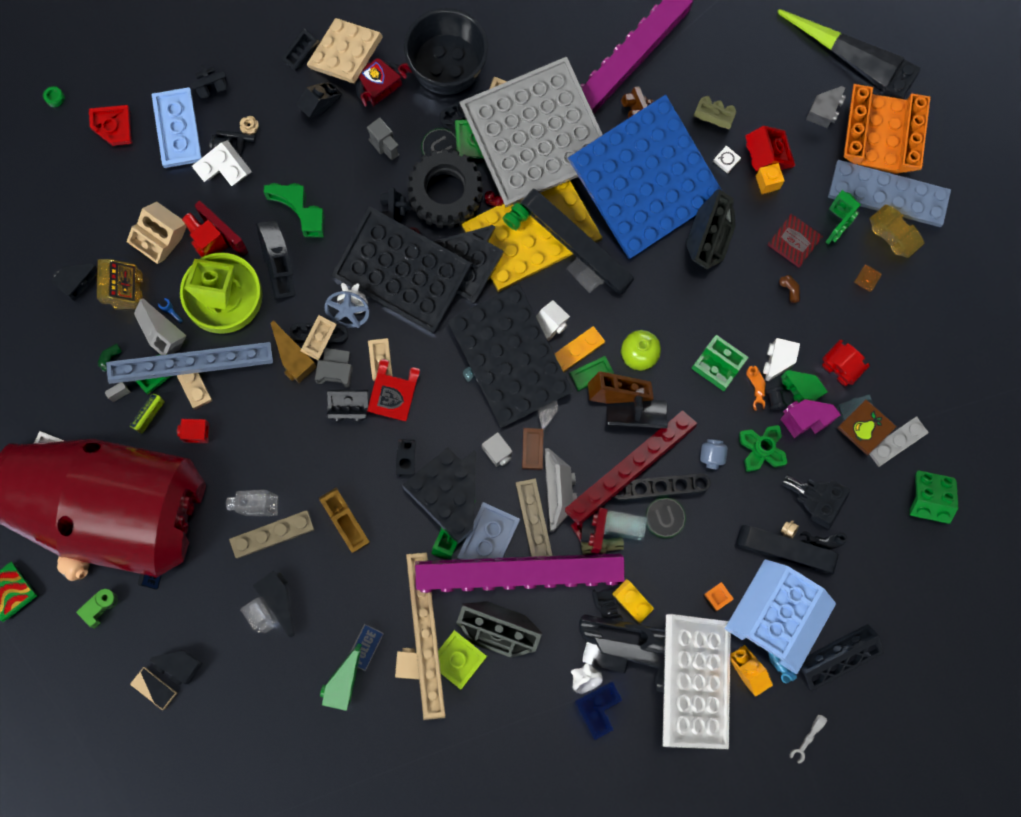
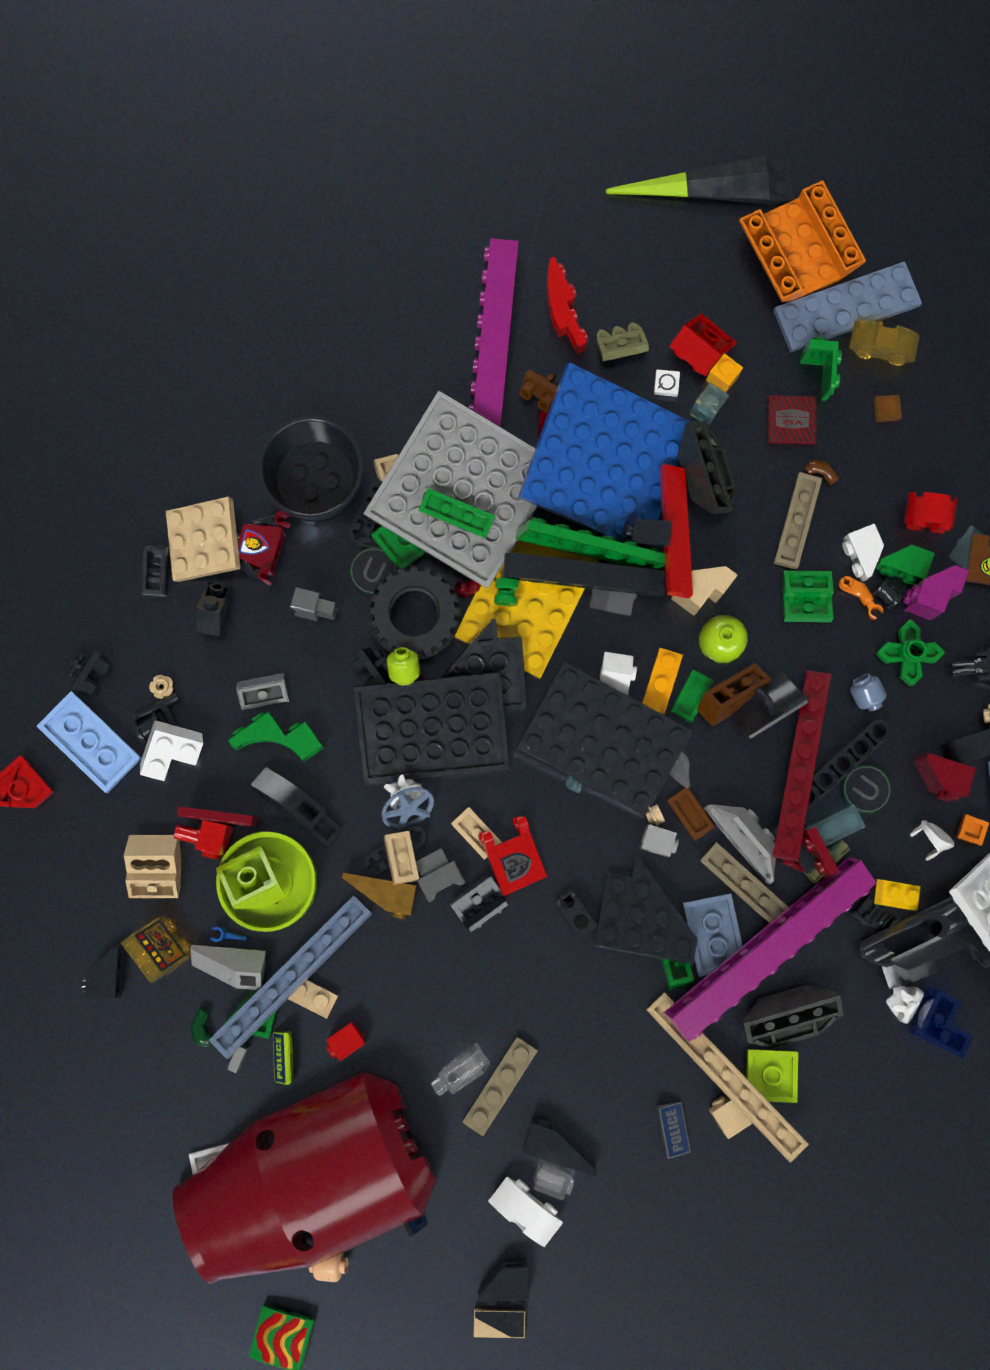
camera: 35 degrees left, 5 degrees up
(97, 606) = (383, 1278): bright green leg -> none
(227, 632) = (519, 1206): none -> white brick
(310, 173) = (262, 691): none -> dark grey slope
(340, 686) = (679, 1182): slope -> none
(344, 520) = (560, 1020): pearl gold slope -> none
(411, 213) = (403, 666): none -> lime head
(507, 432) = (654, 815): none -> tan plate
(519, 141) = (456, 513): none -> green plate
(590, 220) = (587, 545): none -> green plate
(636, 240) = (647, 532): none -> black slope
(650, 302) = (706, 584): none -> tan piece
(657, 253) = (678, 552): none -> red tile
(689, 584) = (937, 836): none -> white piece
(692, 62) = (560, 299): none -> red slope
(724, 543) = (945, 777): none -> dark red slope
(745, 190) = (708, 403): none -> clear light blue bracket
(749, 308) = (797, 520): none -> dark tan plate
(825, 105) = (725, 262): flat silver slope -> none

